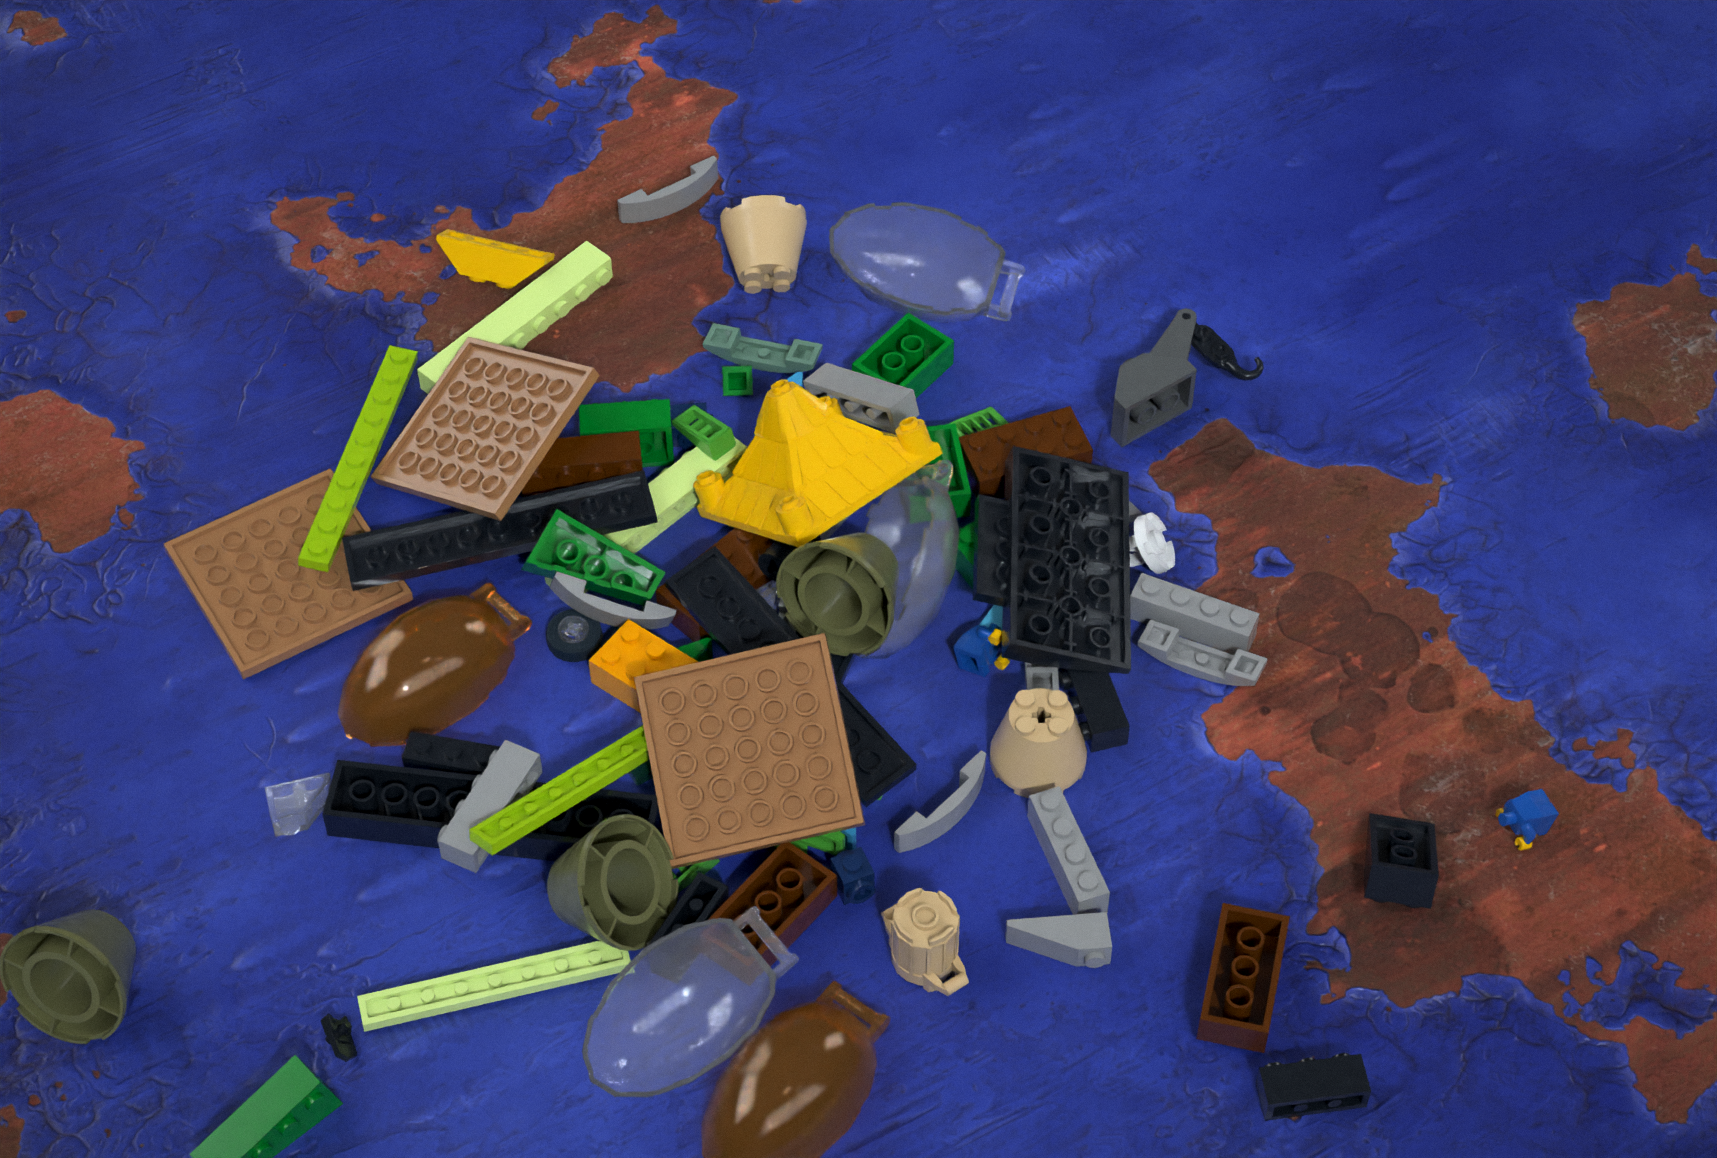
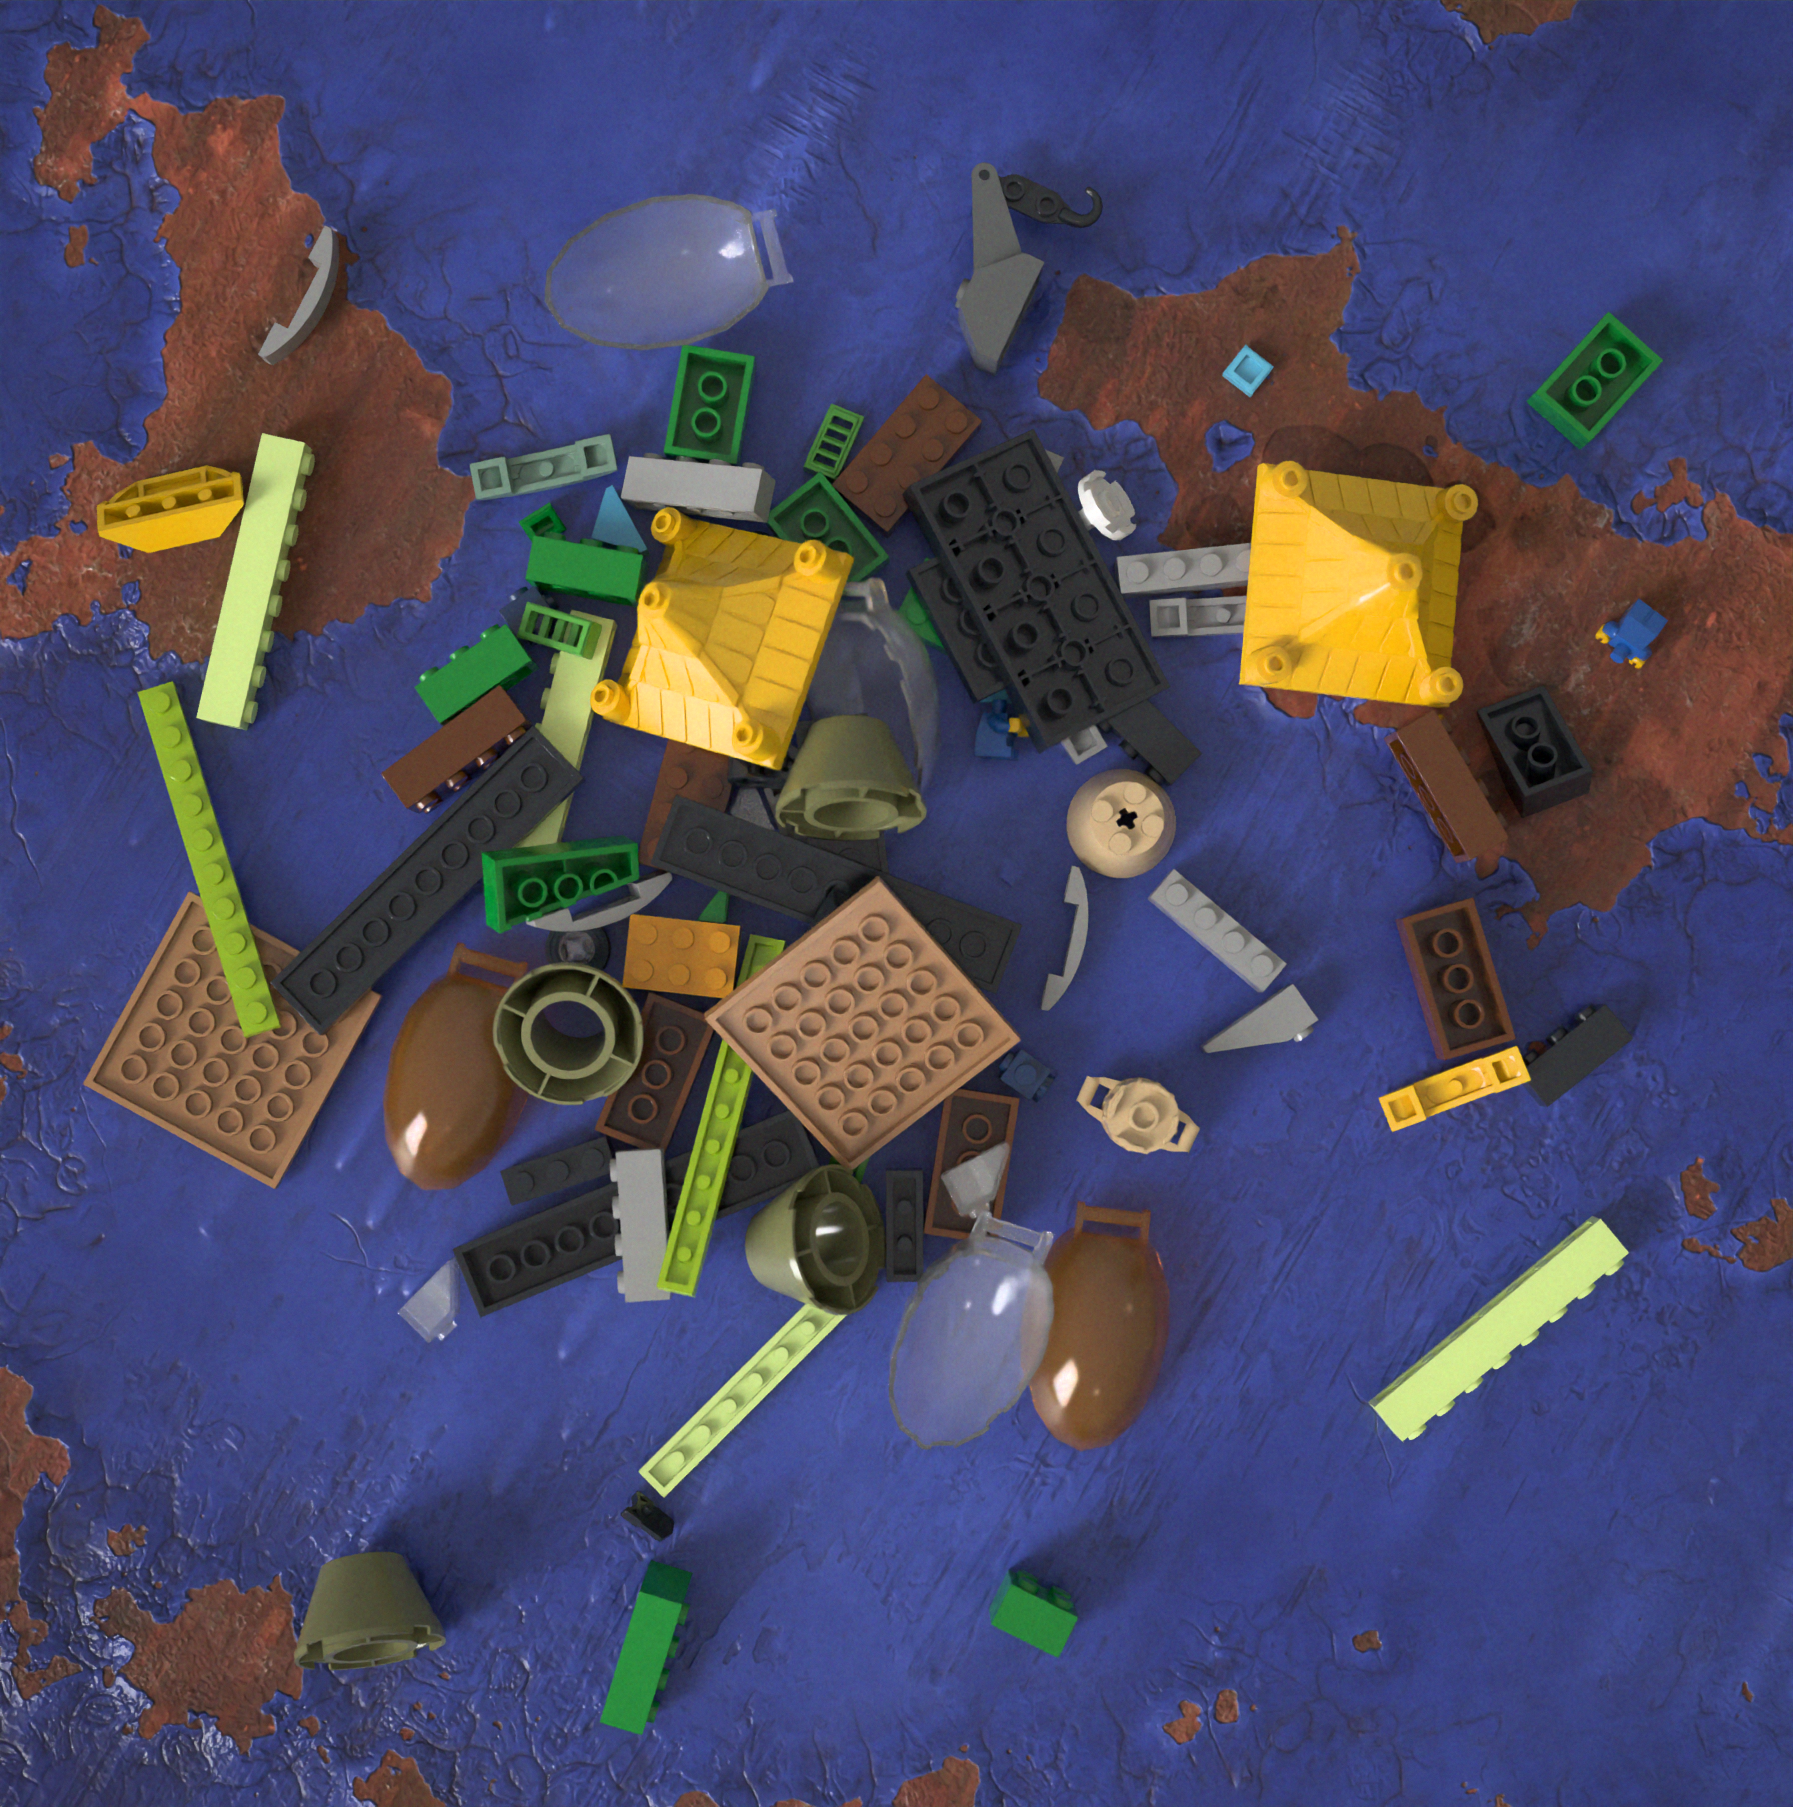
camera: 30 degrees left, 35 degrees up
(485, 427) = (332, 770): medium nougat plate -> none
(511, 626) = (563, 1066): none -> olive cone
(577, 725) = (656, 1094): none -> reddish brown brick
(734, 399) = (587, 569): none -> green brick
(764, 241) = (465, 331): tan cone -> none
(774, 898) = (977, 1180): none -> clear slope
(1197, 1063) = (1454, 1087): none -> yellow slope
(1313, 524) = (1247, 371): none -> medium azure tile
(1313, 839) = (1447, 787): none -> reddish brown brick
(1315, 678) = (1353, 586): none -> yellow piece
(1581, 638) = (1594, 380): none -> green brick

